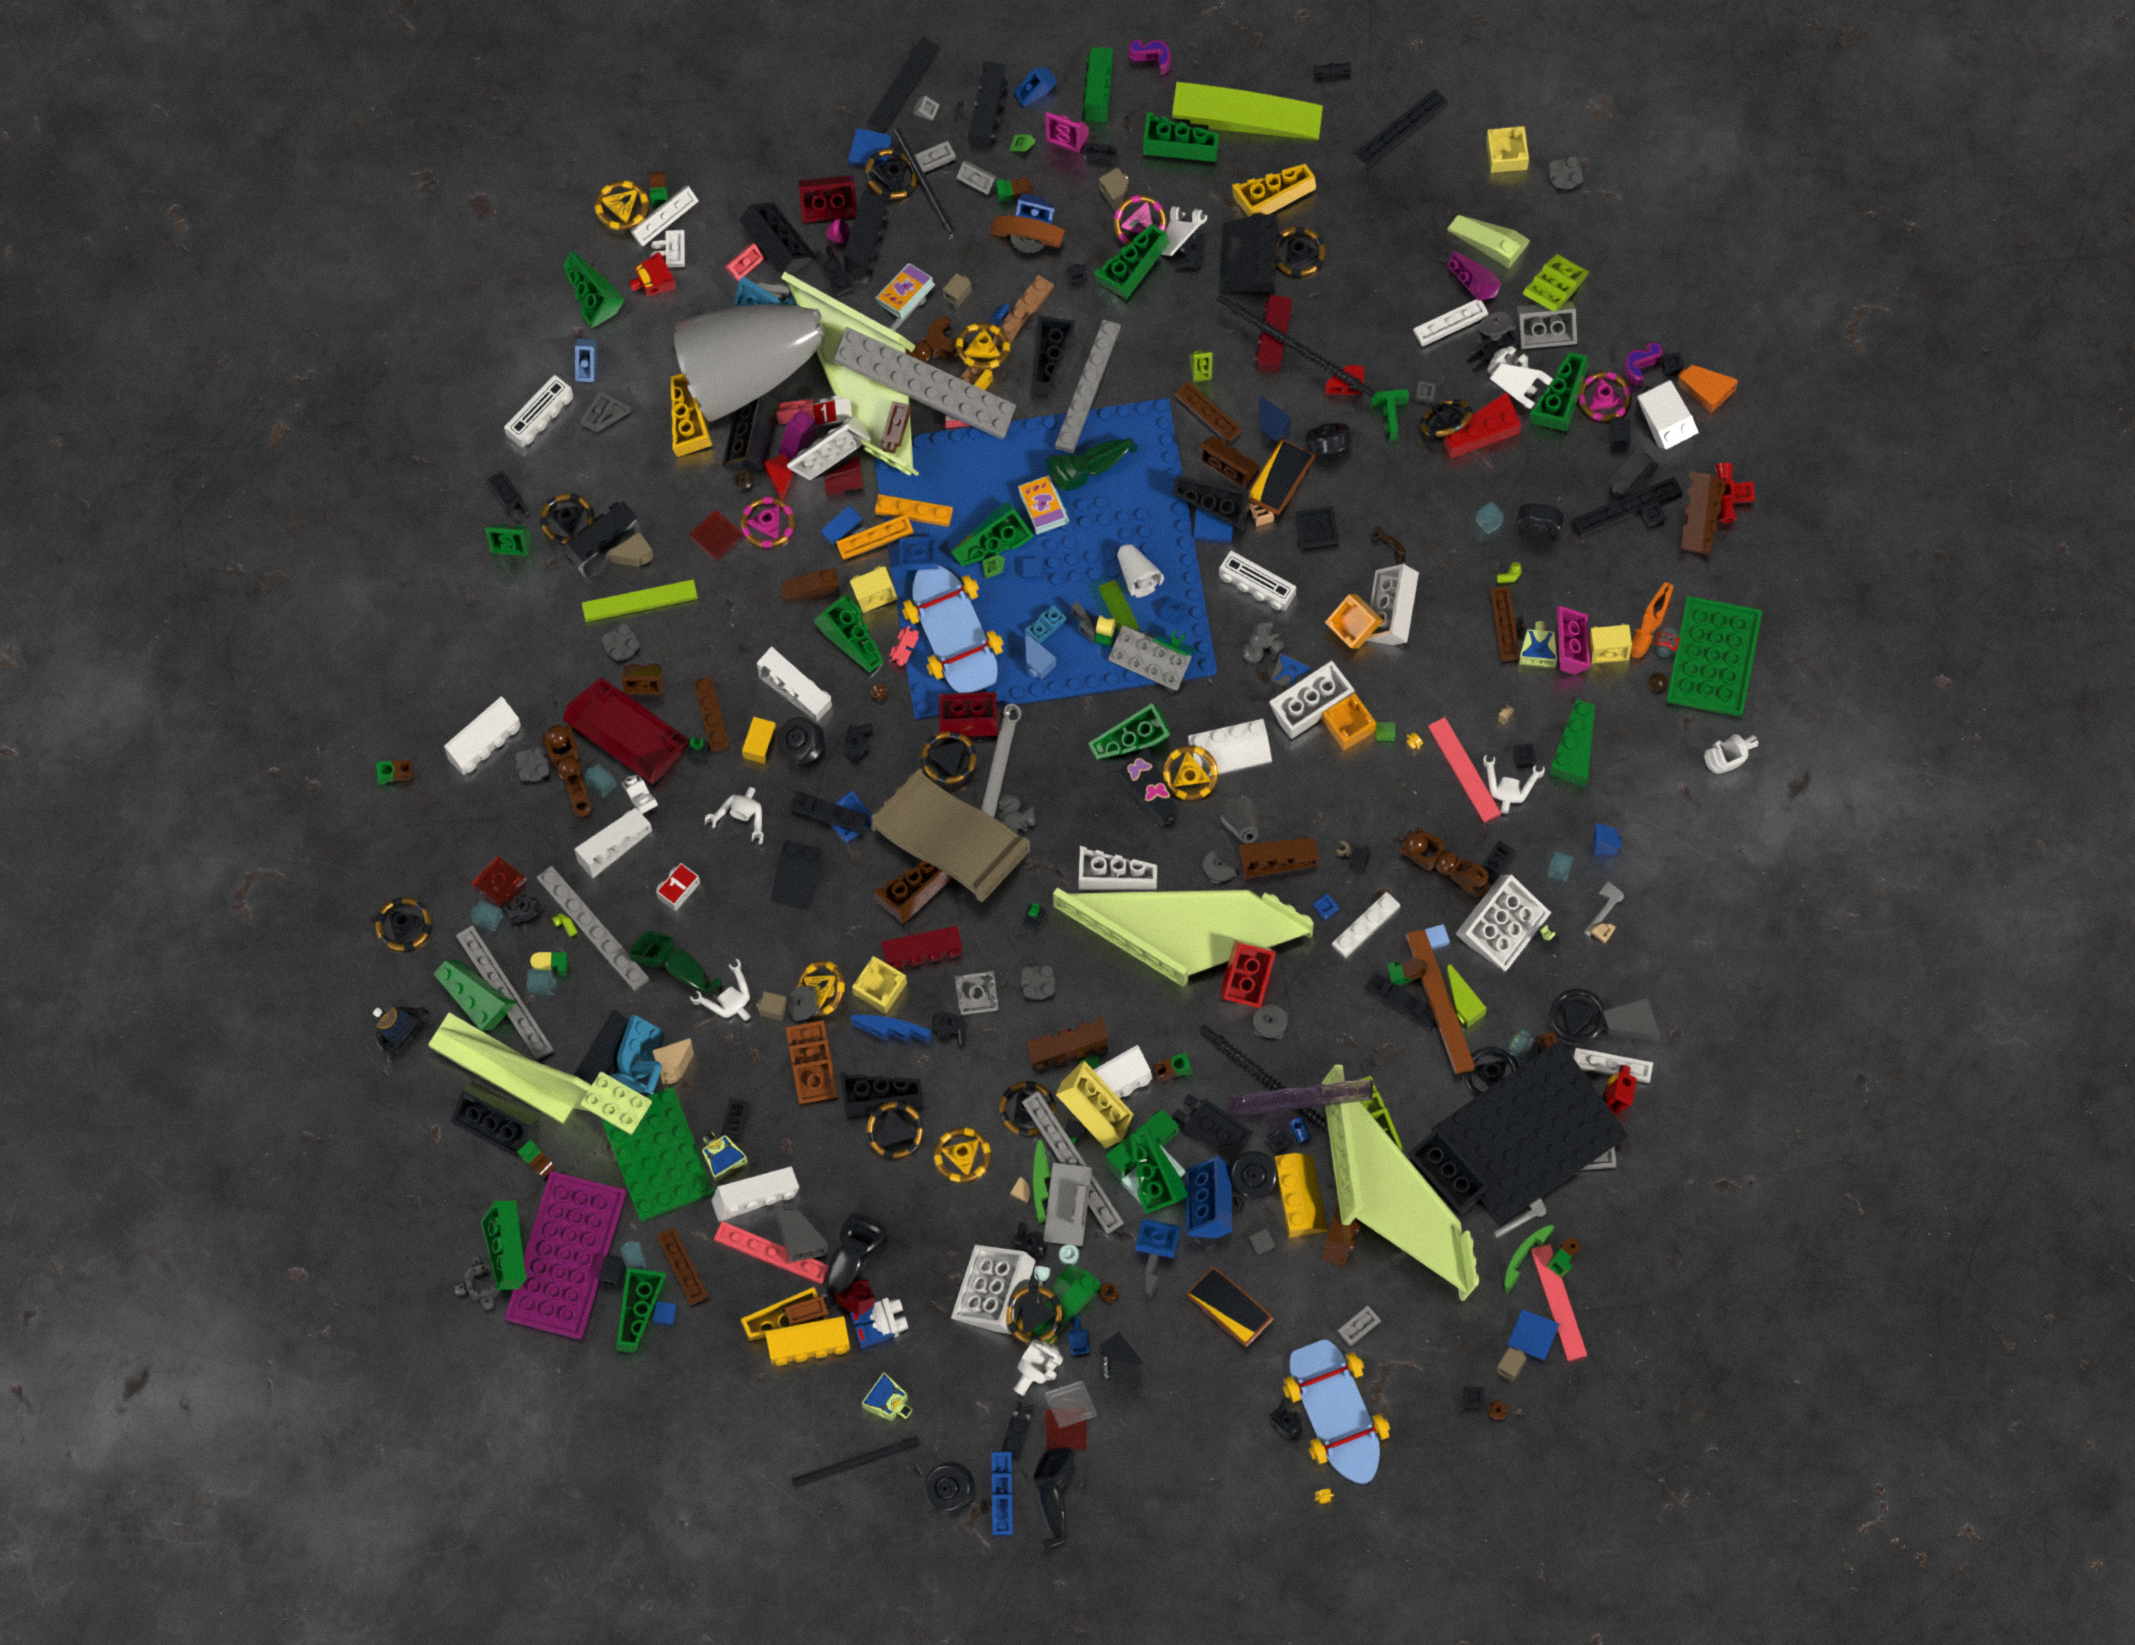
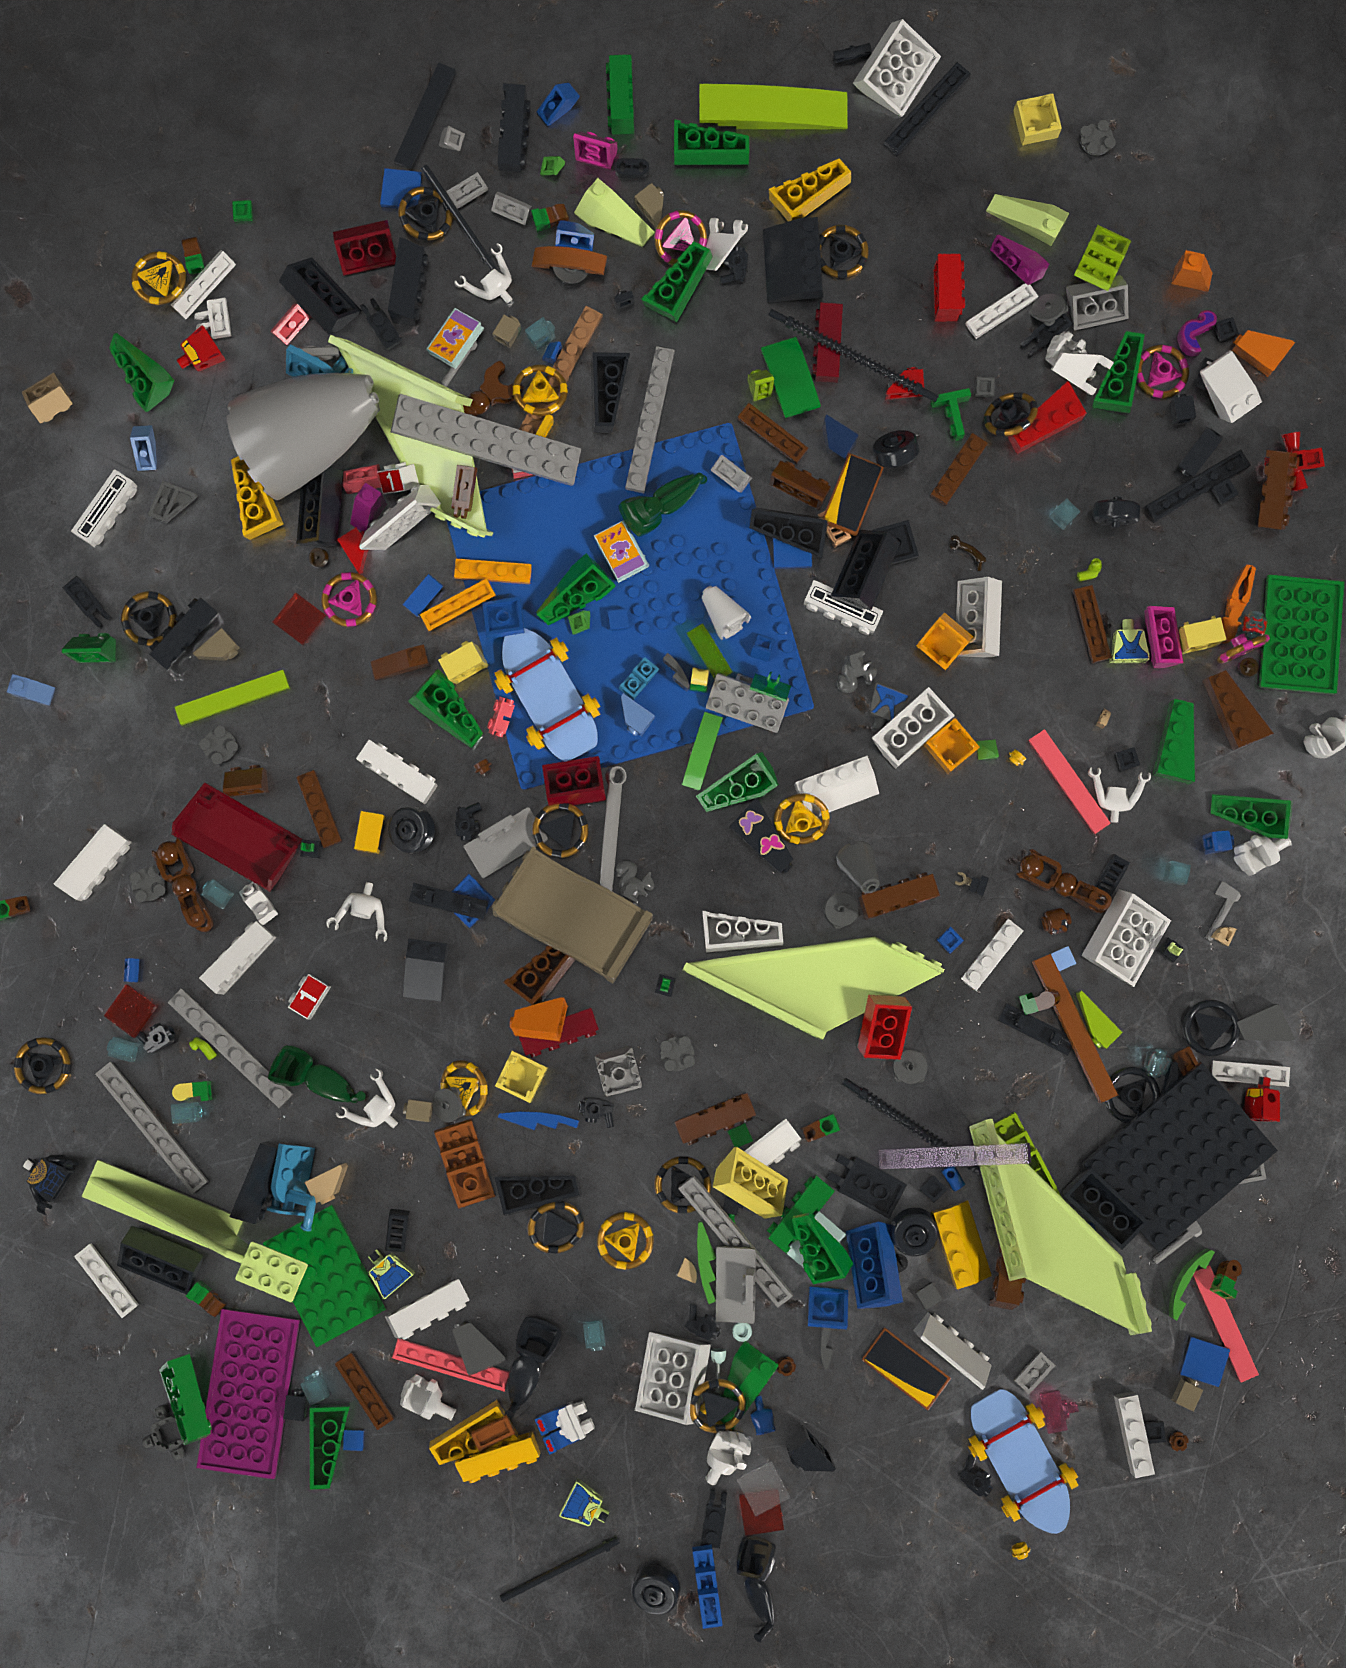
camera: 10 degrees left, 15 degrees up
(439, 1132) = (106, 1280): none -> white plate
(442, 571) = (30, 690): none -> medium blue slope
(475, 995) = (120, 1135): green wedge -> none
(497, 304) = (47, 398): none -> tan slope
(505, 843) = (131, 970): none -> blue piece
(711, 153) = (242, 210): none -> green tile
(742, 1276) = (424, 1398): none -> white piece
(838, 231) = (380, 282): dark pink cone -> none
(844, 478) = (419, 544): dark red slope -> none
(858, 1298) = (540, 1407): dark red slope -> none
(889, 763) = (503, 842): none -> light grey bracket
(905, 928) = (540, 1020): none -> orange slope
(919, 1238) = (594, 1335): none -> clear light blue brick
(950, 244) = (493, 283): none -> white piece
(990, 295) = (540, 333): none -> clear light blue brick
(1071, 190) = (607, 211): none -> yellowish green wedge
(1098, 700) = (702, 751): none -> bright green slope
(1151, 50) = (671, 51): magenta animal -> none
(1161, 444) = (731, 473): none -> light grey plate
(1232, 361) = (791, 377): none -> green slope
(1278, 1290) = (953, 1349): none -> white slope
(1283, 544) = (865, 569): none -> black slope
(1374, 88) = (897, 68): none -> white slope
(1377, 1365) = (1056, 1411): none -> clear pink hinge
(1390, 466) = (959, 469): none -> reddish brown plate
(1399, 294) = (948, 287): none -> red brick
(1434, 898) = (1056, 921): none -> reddish brown head
(1452, 1395) = (1134, 1434): none -> white brick
(1638, 721) = (1236, 713): none -> reddish brown wedge
(1645, 305) = (1193, 271): none -> orange slope
(1645, 855) = (1259, 853): none -> white piece
(1650, 659) = (1242, 646): none -> piece
(1651, 819) = (1259, 815): none -> green wedge

